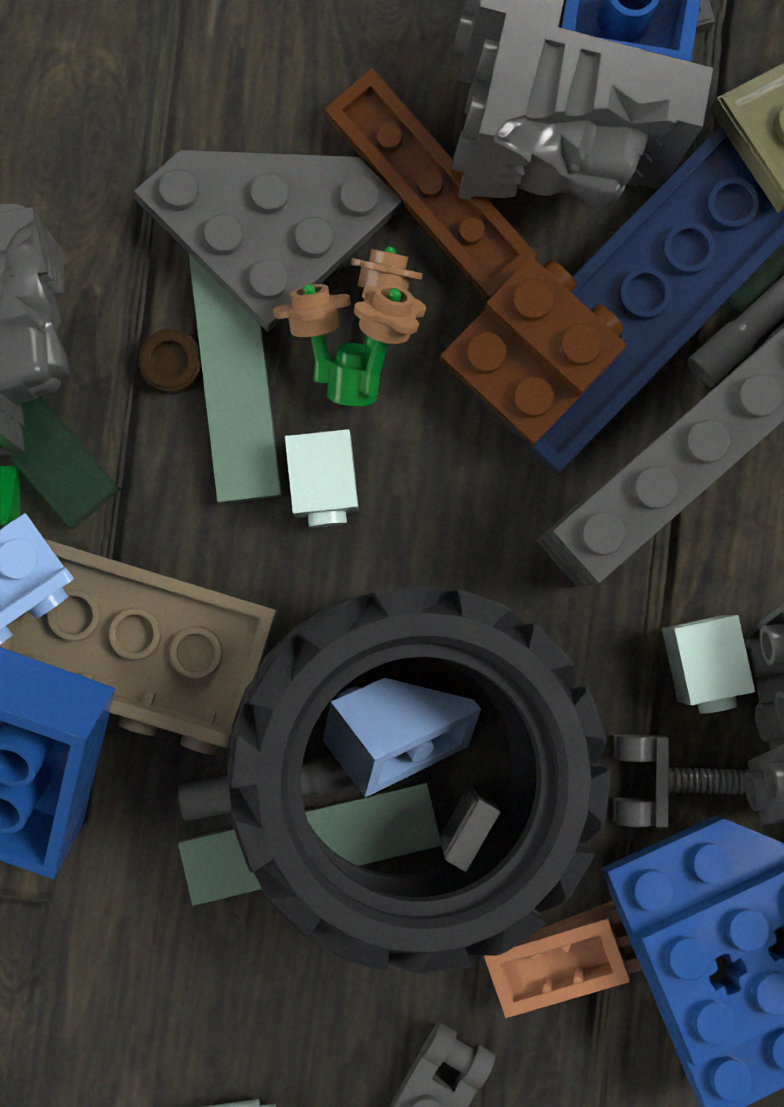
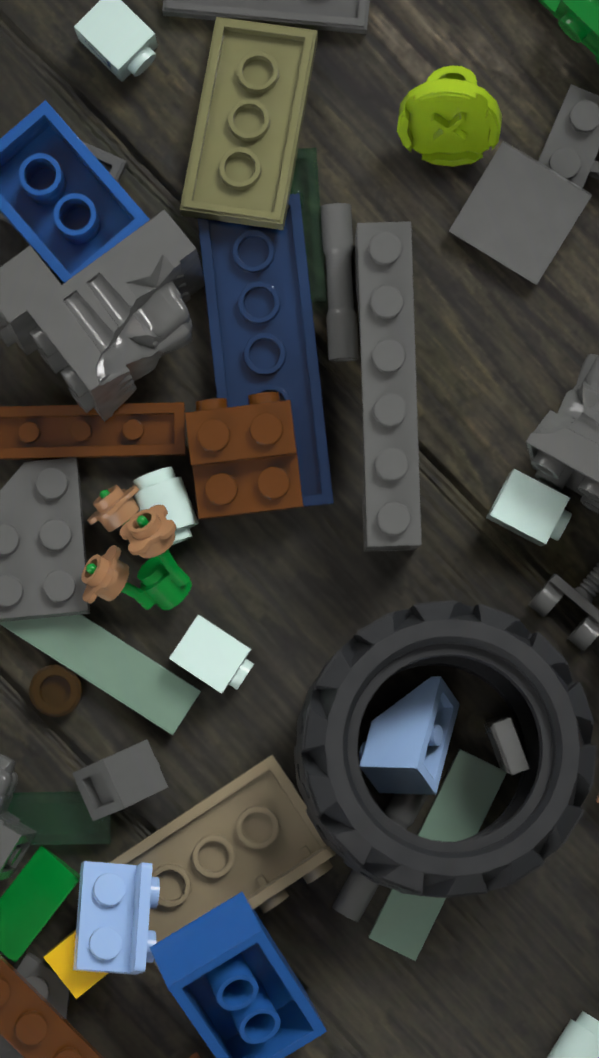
camera: 50 degrees left, 0 degrees up
(133, 486) = (120, 780): none -> dark grey brick
(443, 313) = (166, 489): none -> light aqua brick

